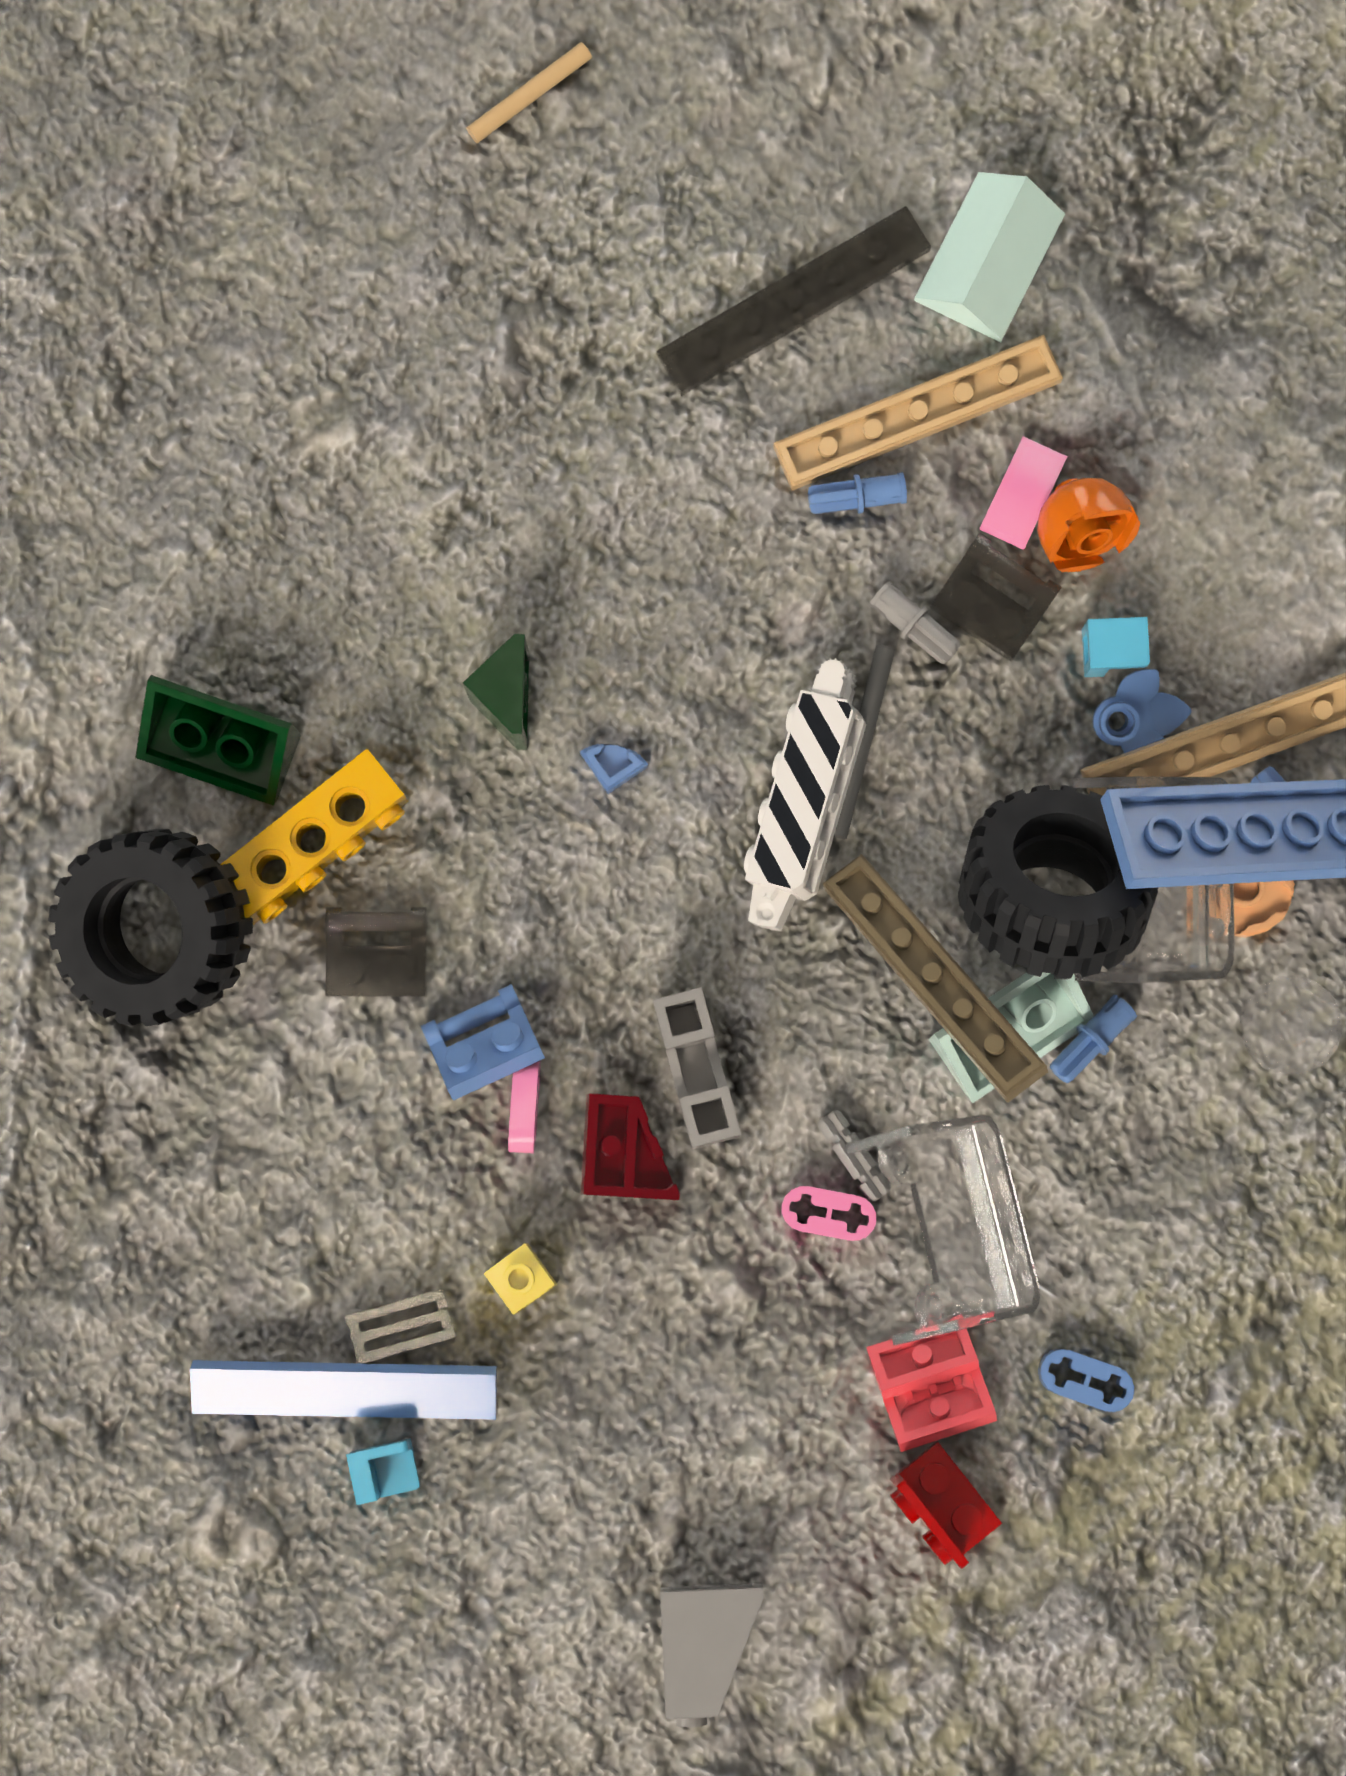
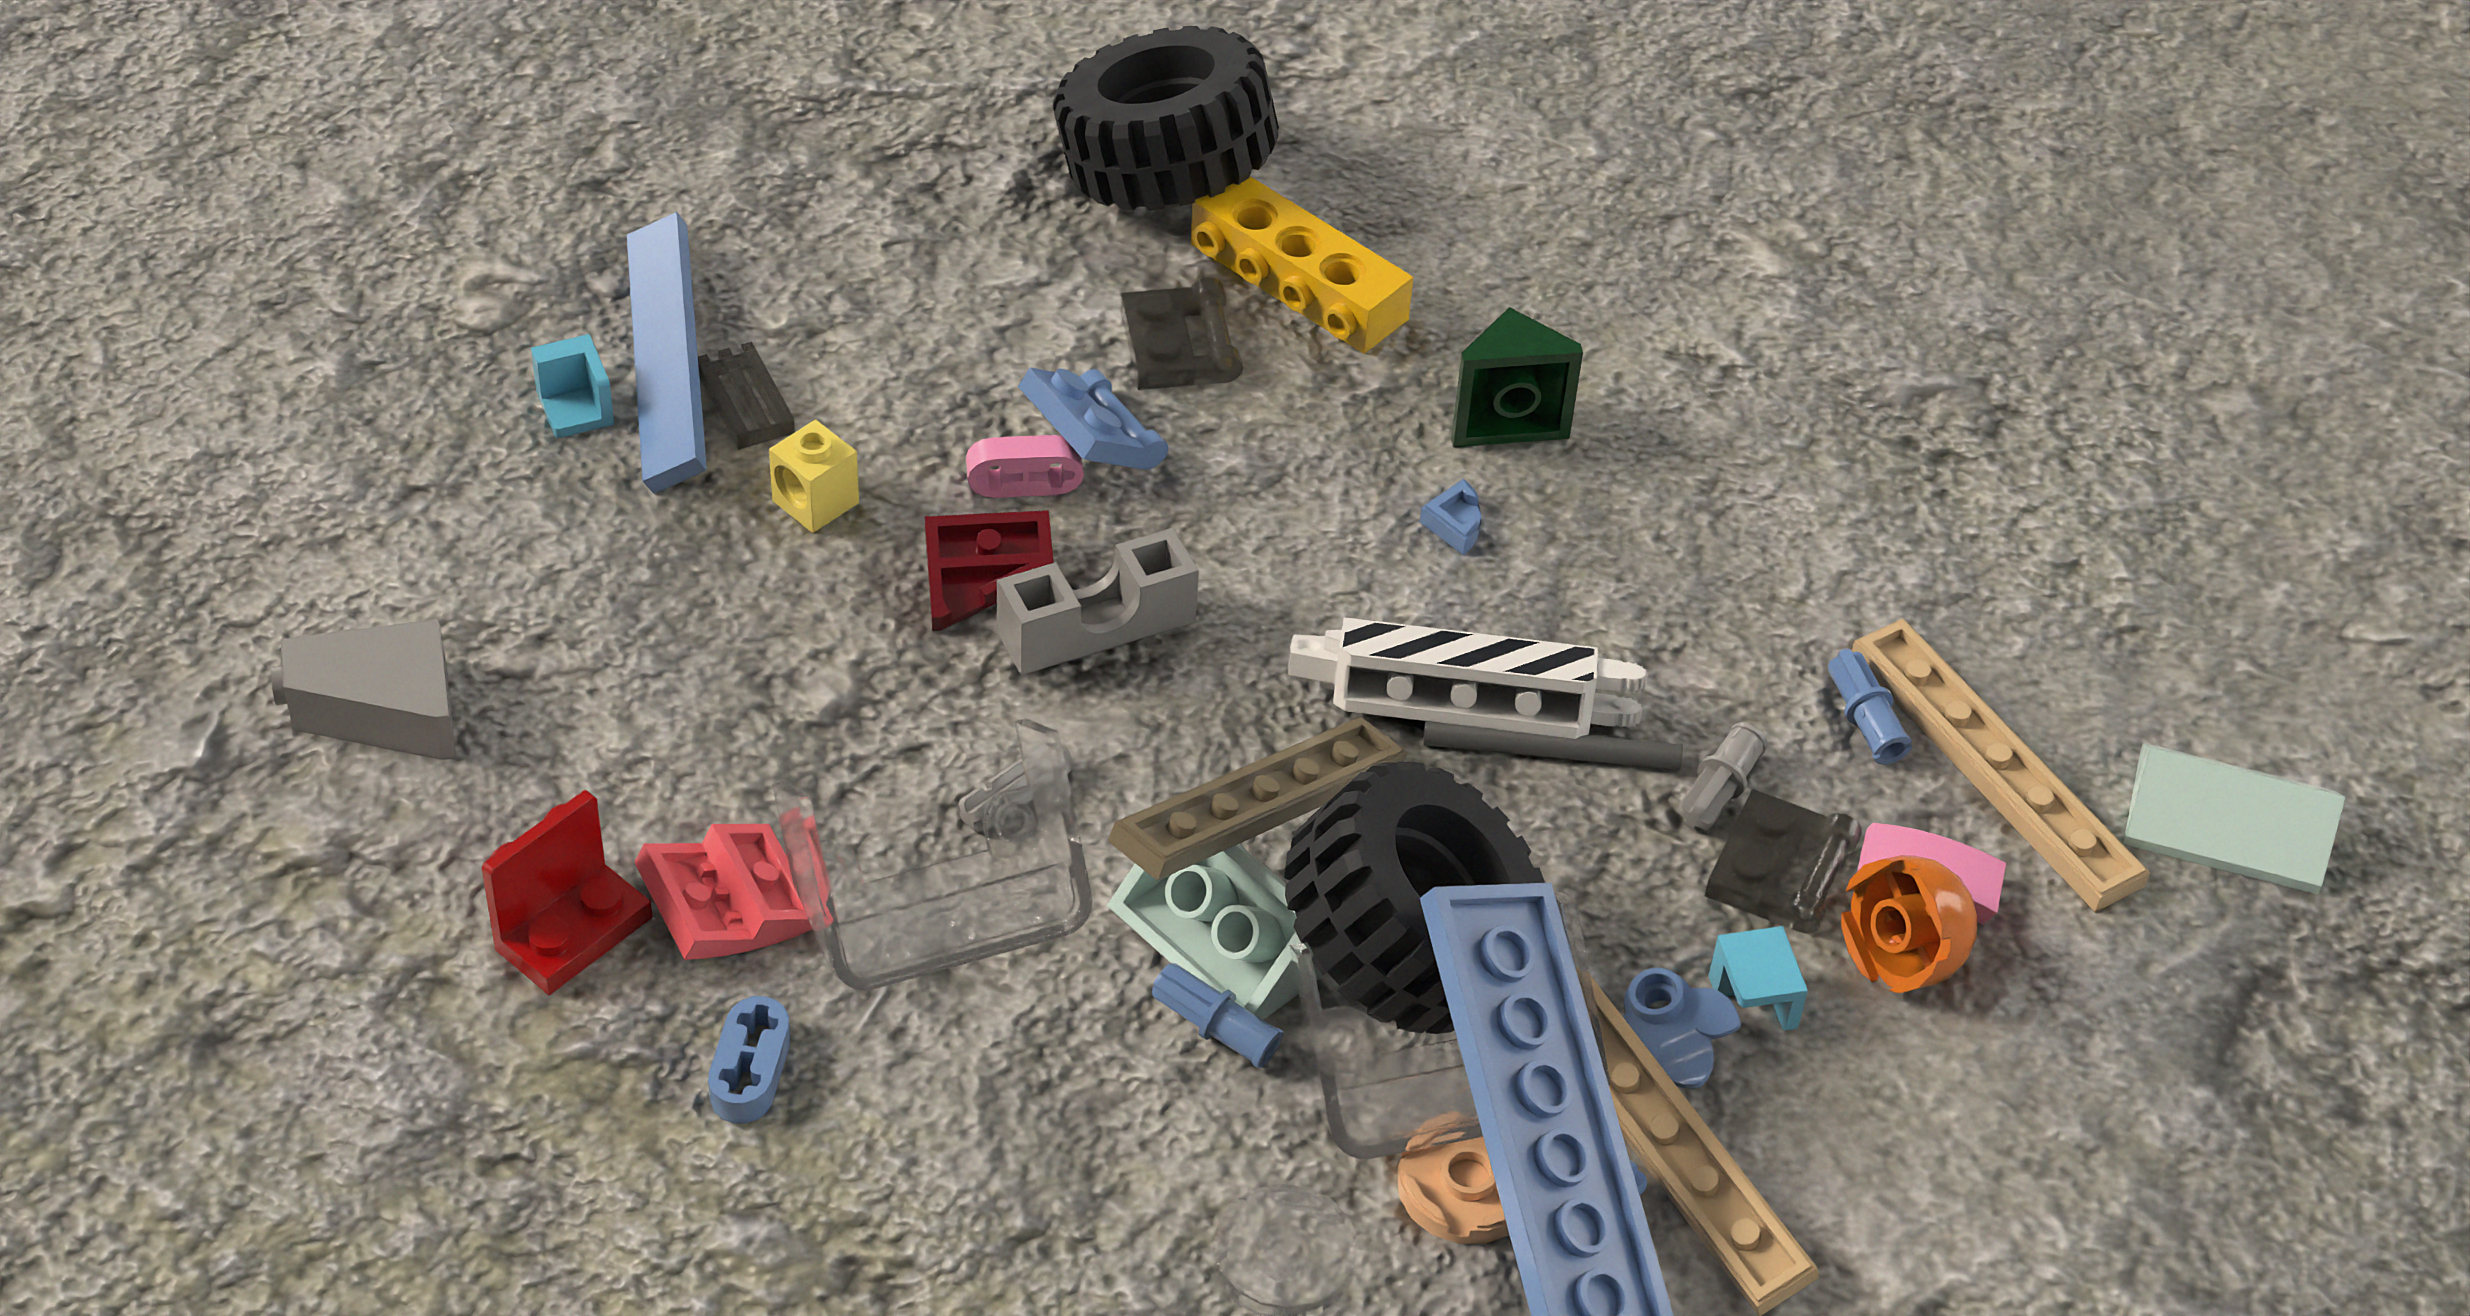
camera: 75 degrees right, 35 degrees down
(215, 740) = (1392, 178): dark green slope -> none
(529, 92) = (2236, 369): tan bar -> none
(793, 301) = (2093, 630): clear smoke tile -> none
(829, 1200) = (924, 766): bright pink beam -> none

